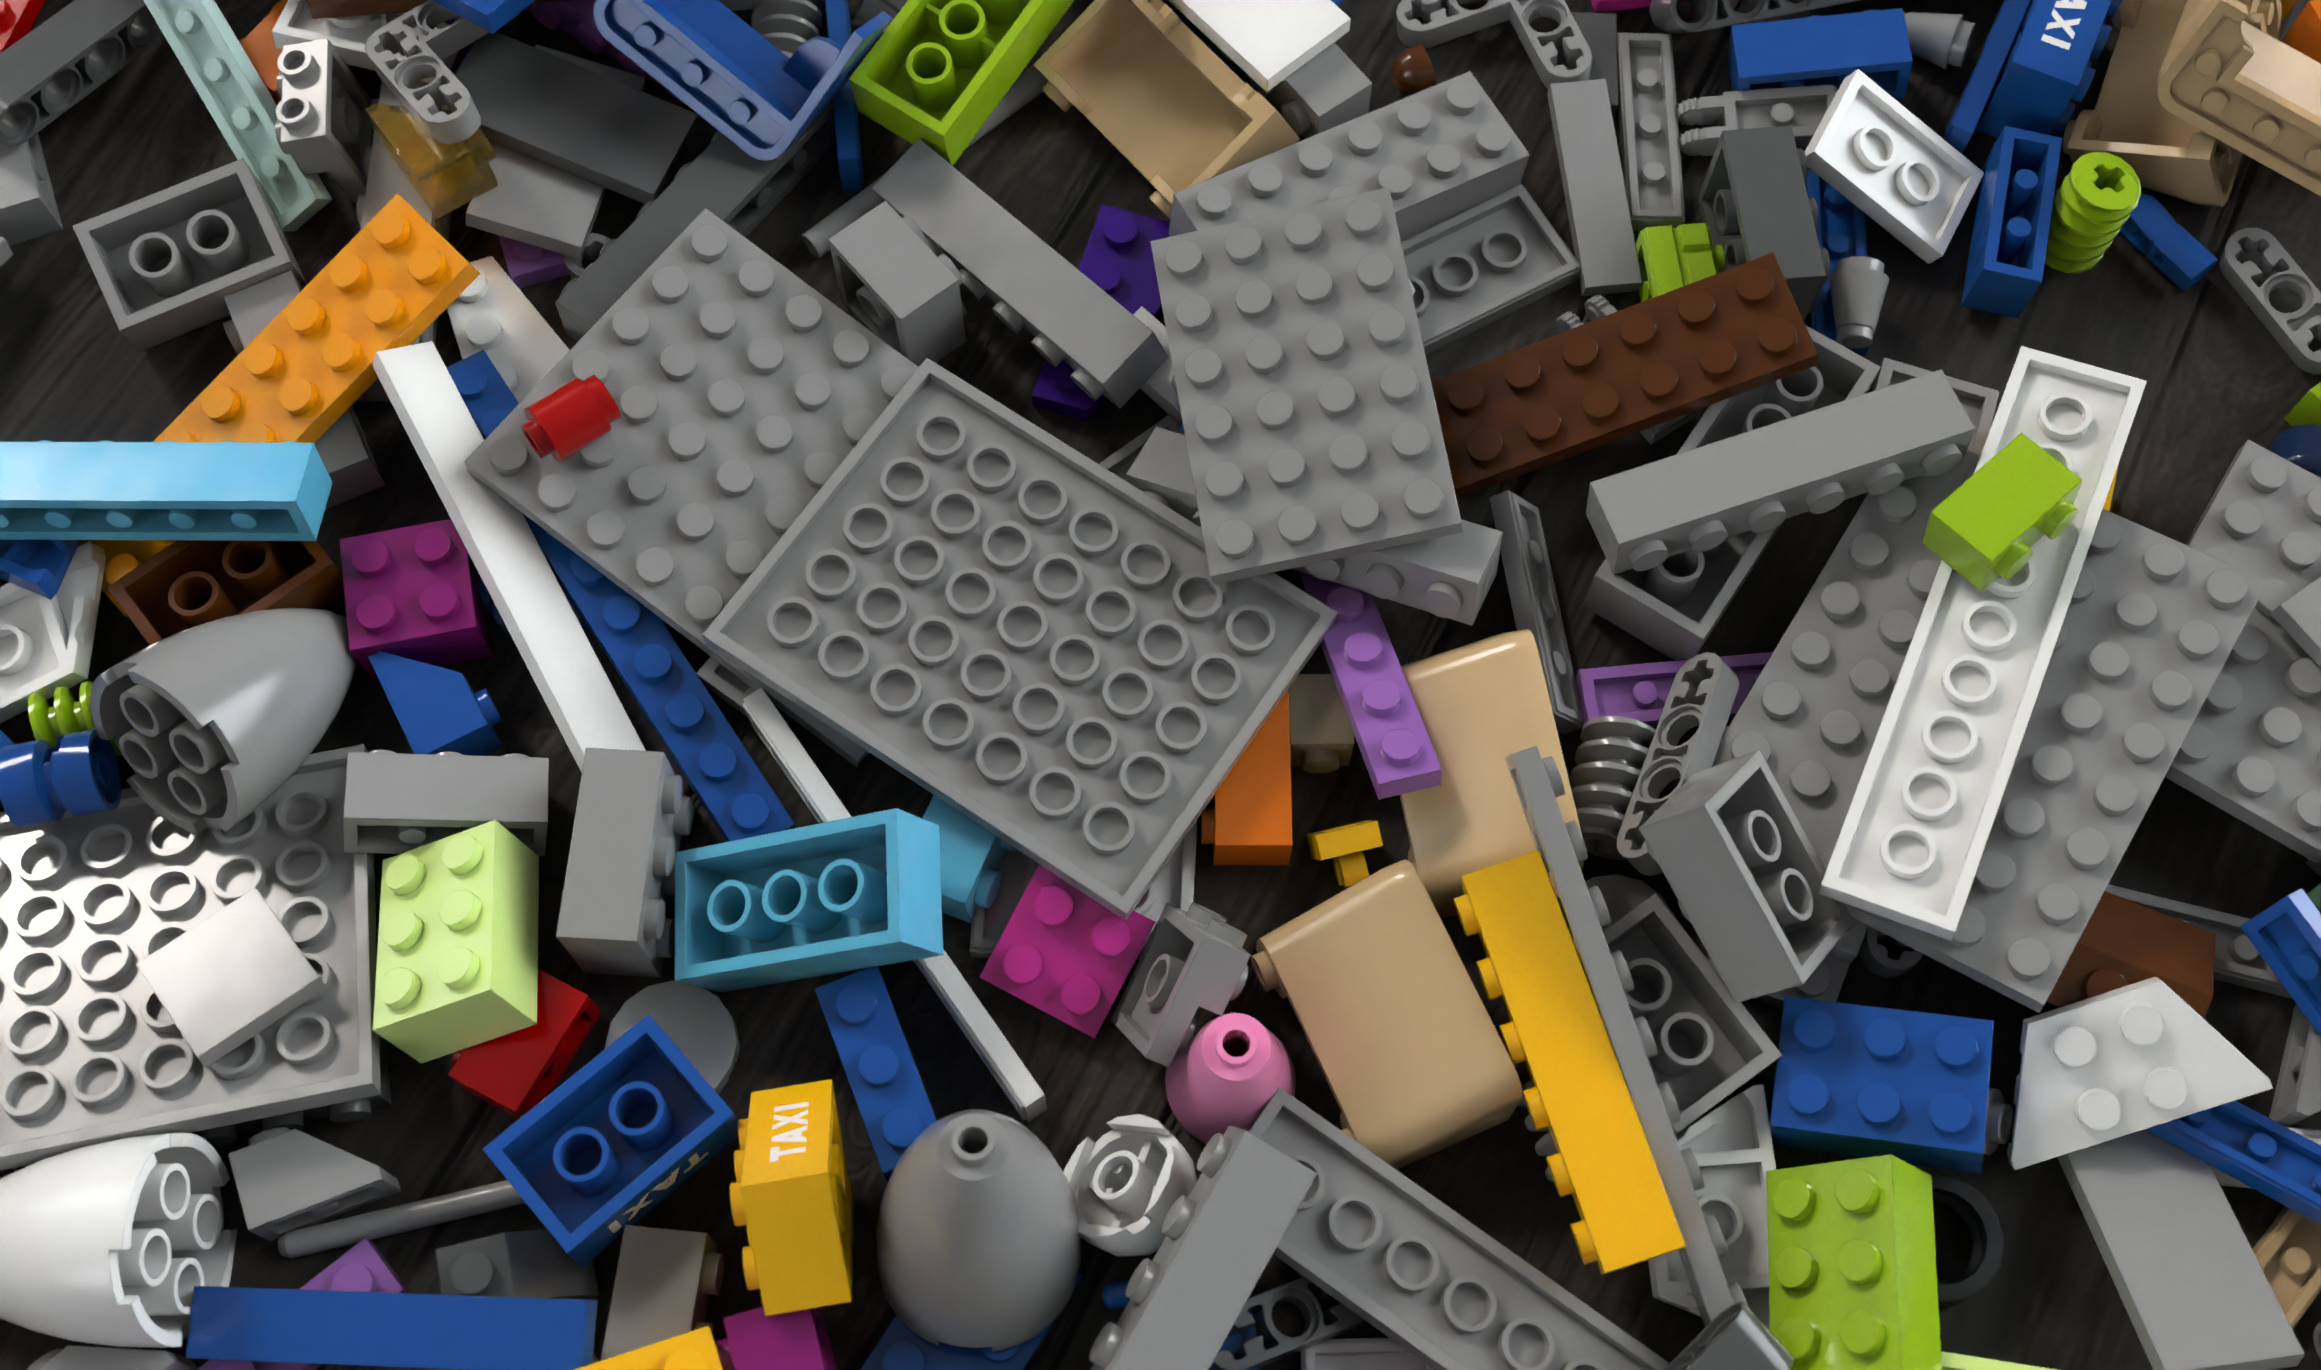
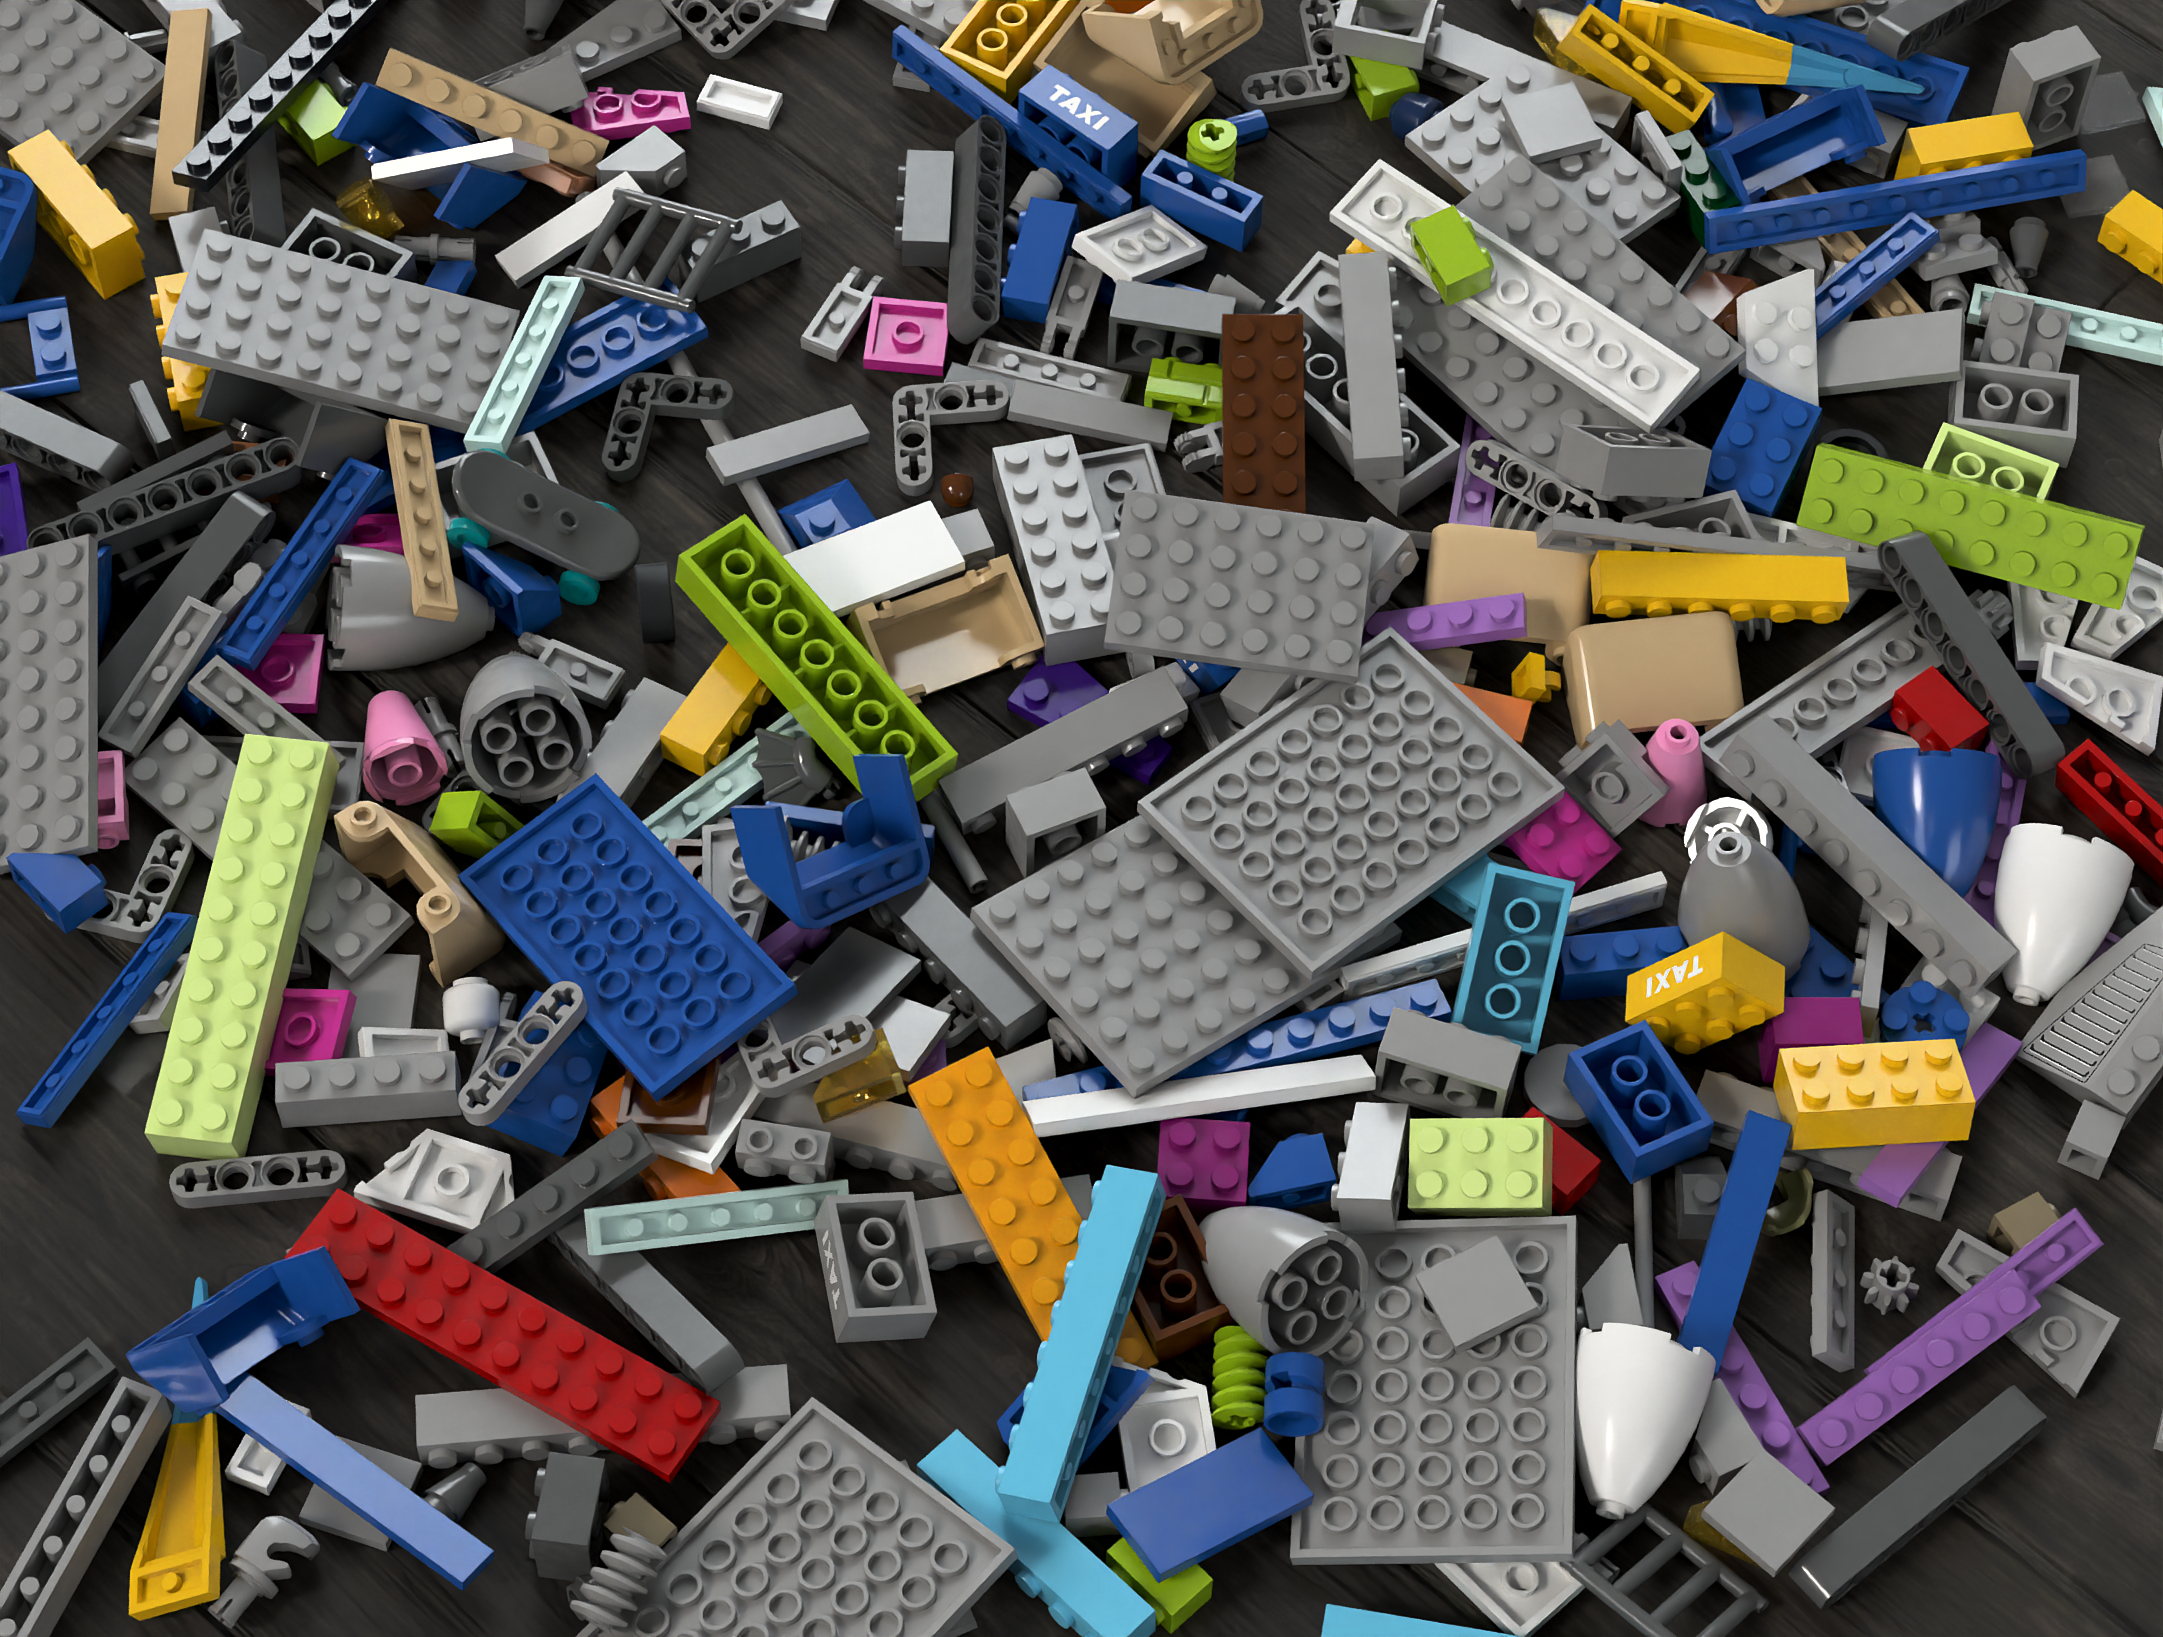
camera: 75 degrees left, 10 degrees down
(570, 418) = (1136, 1004): red brick -> none

